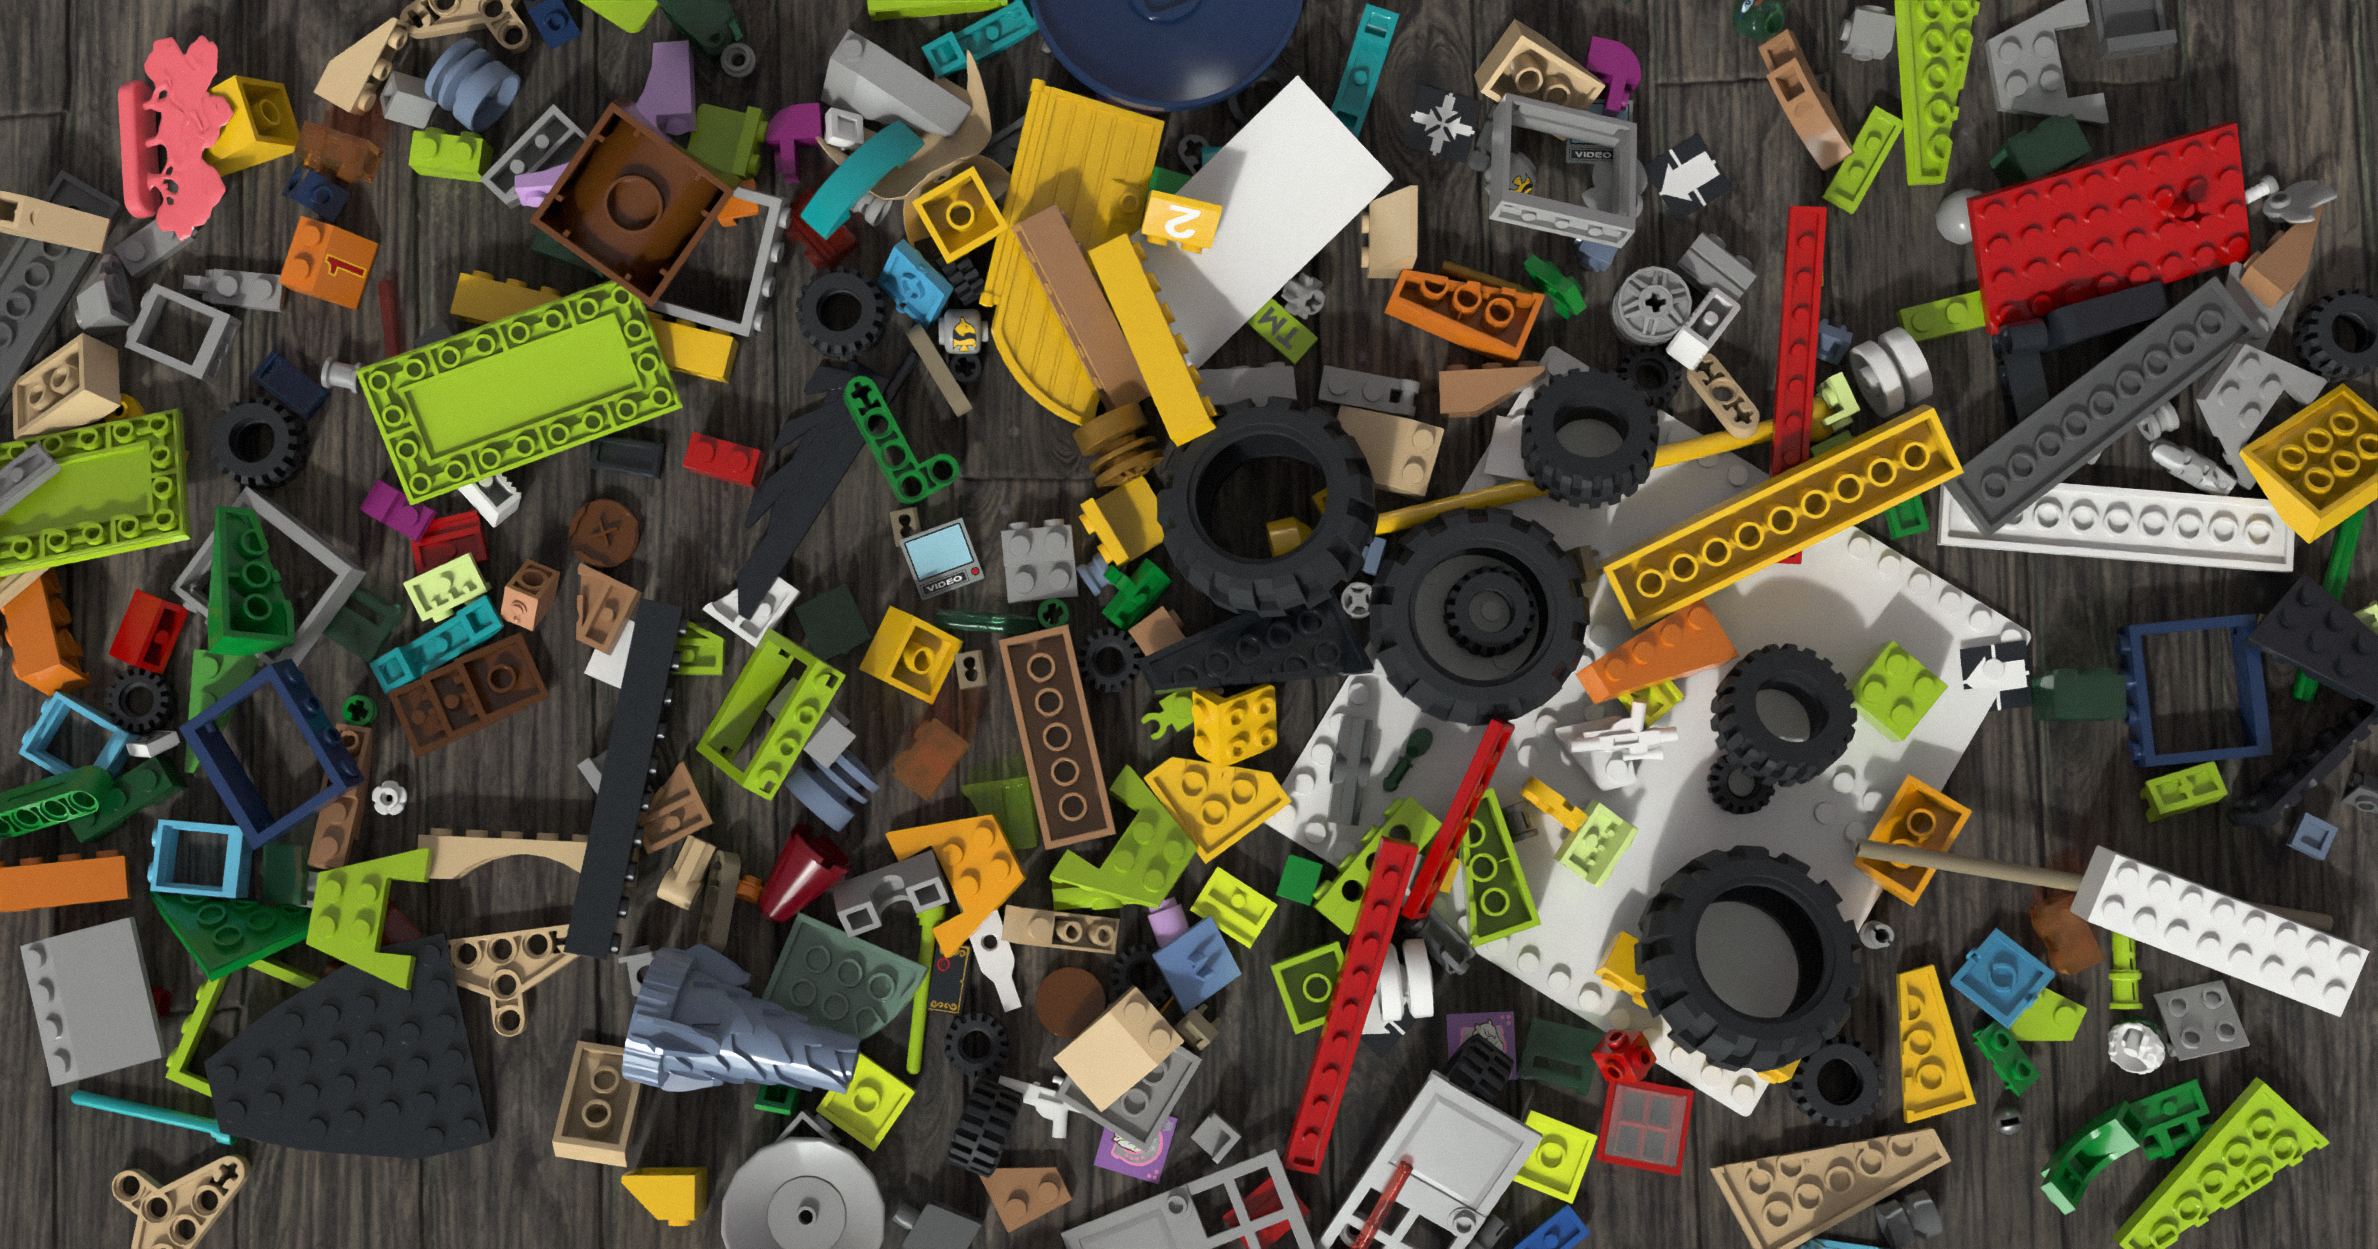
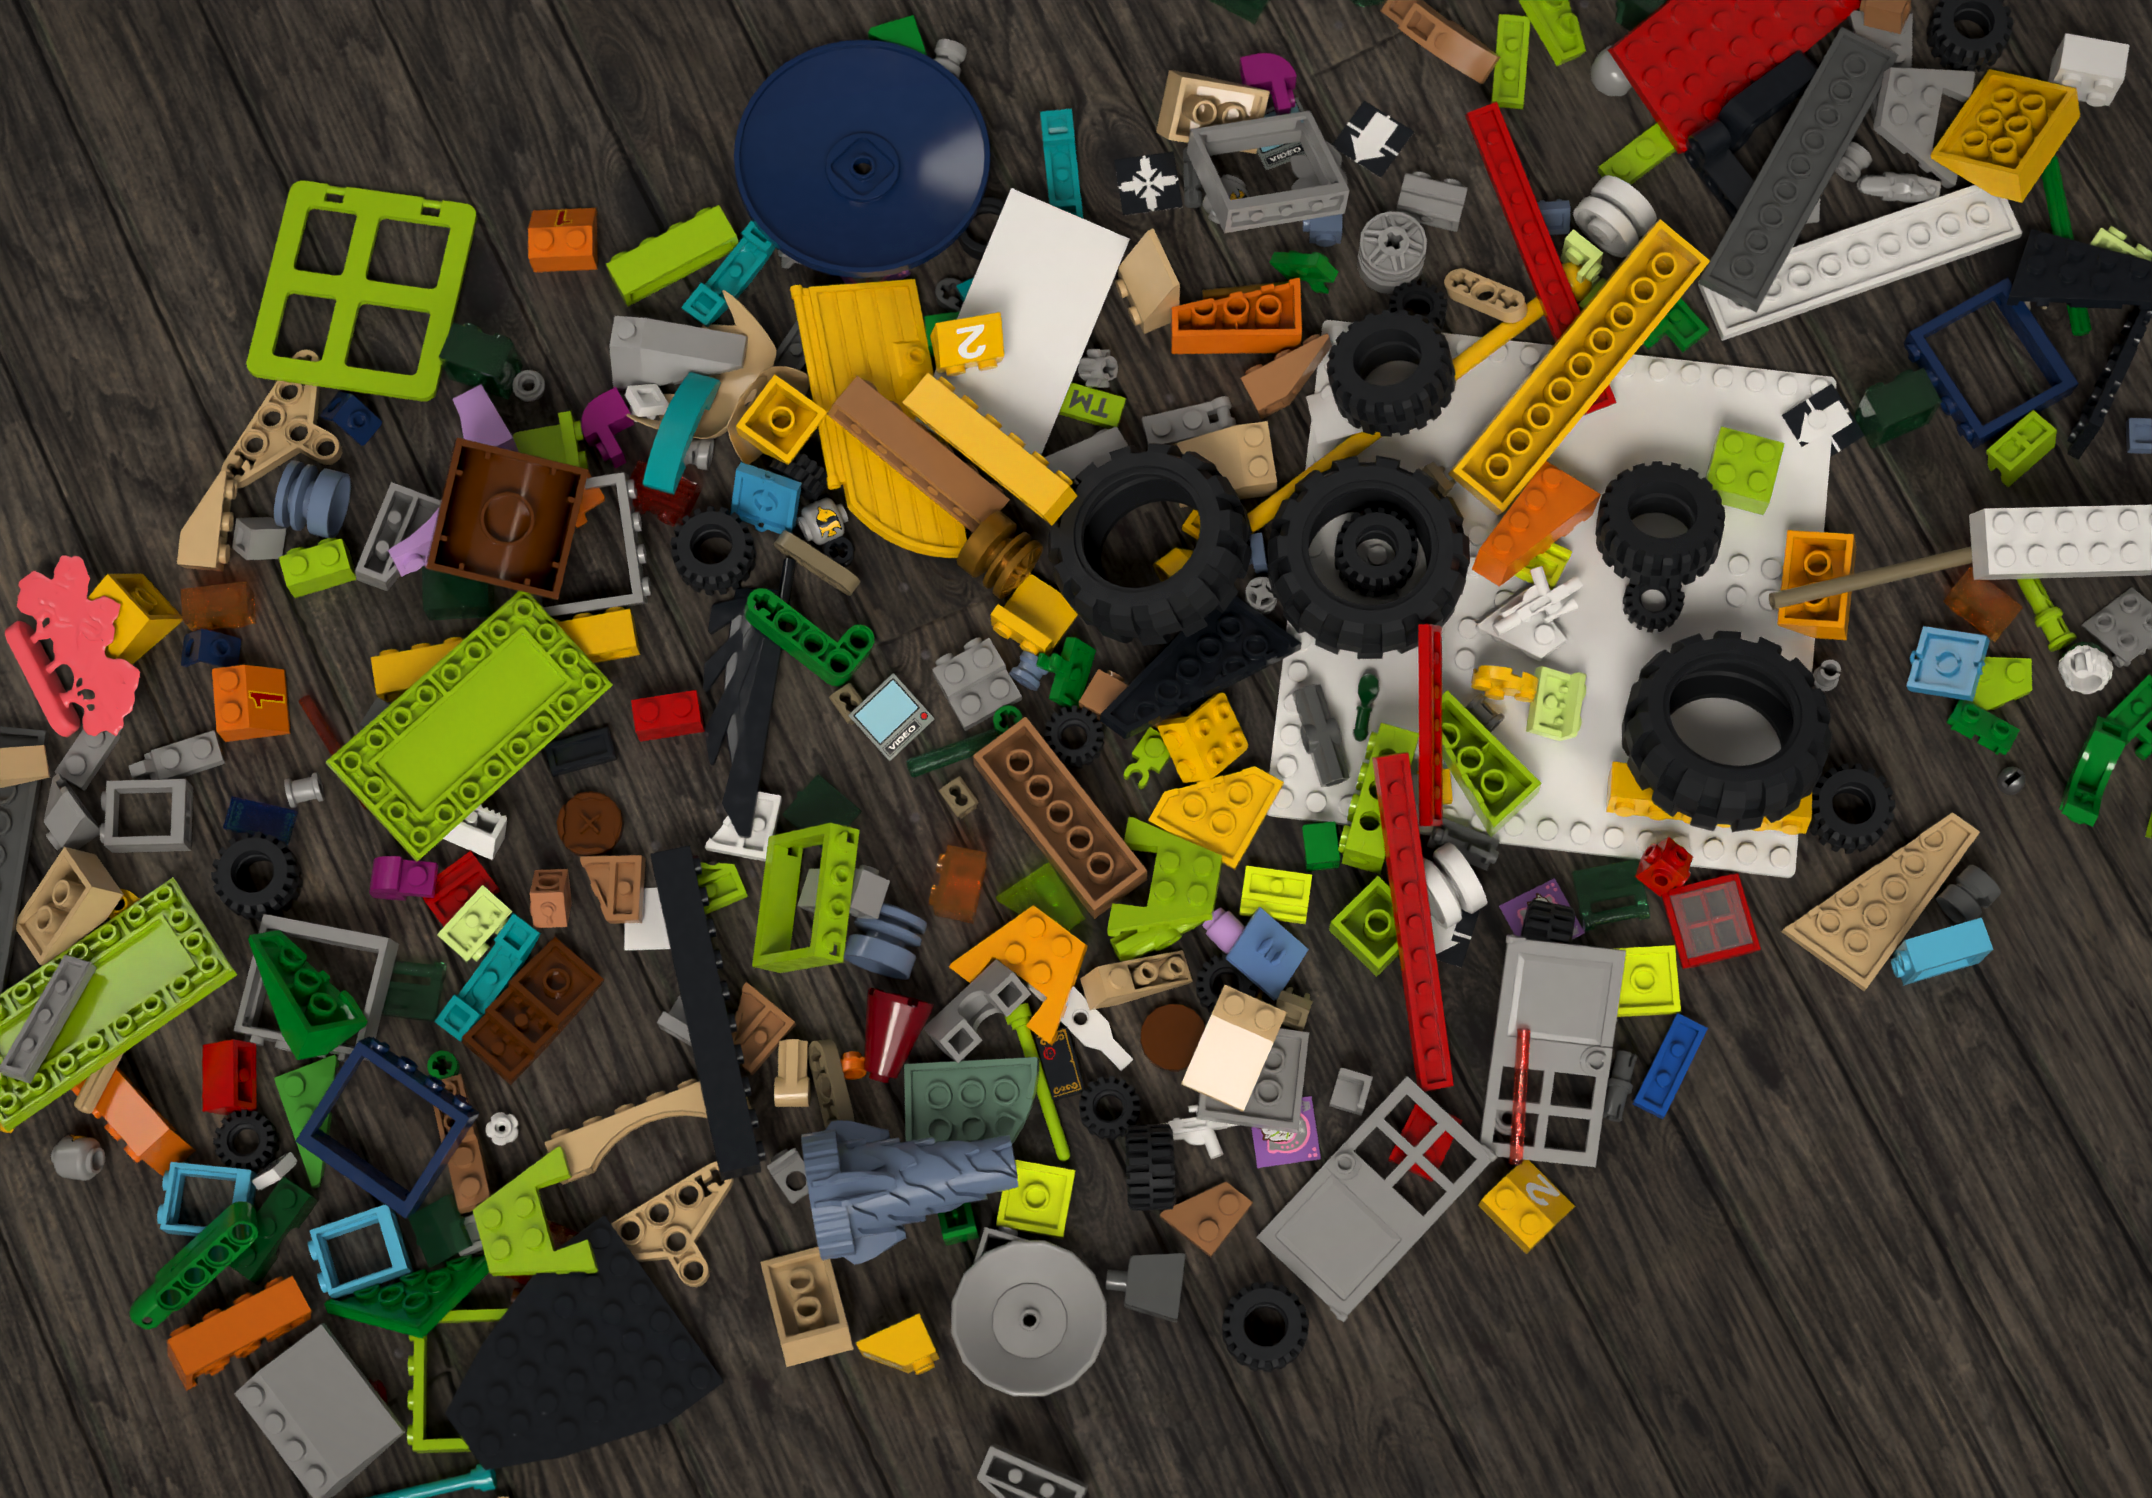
camera: 20 degrees left, 10 degrees down
(911, 655) = (901, 806): yellow slope -> none
(1703, 328) = (1443, 248): white brick -> none
(1929, 1052) = (1919, 753): yellow wing -> none

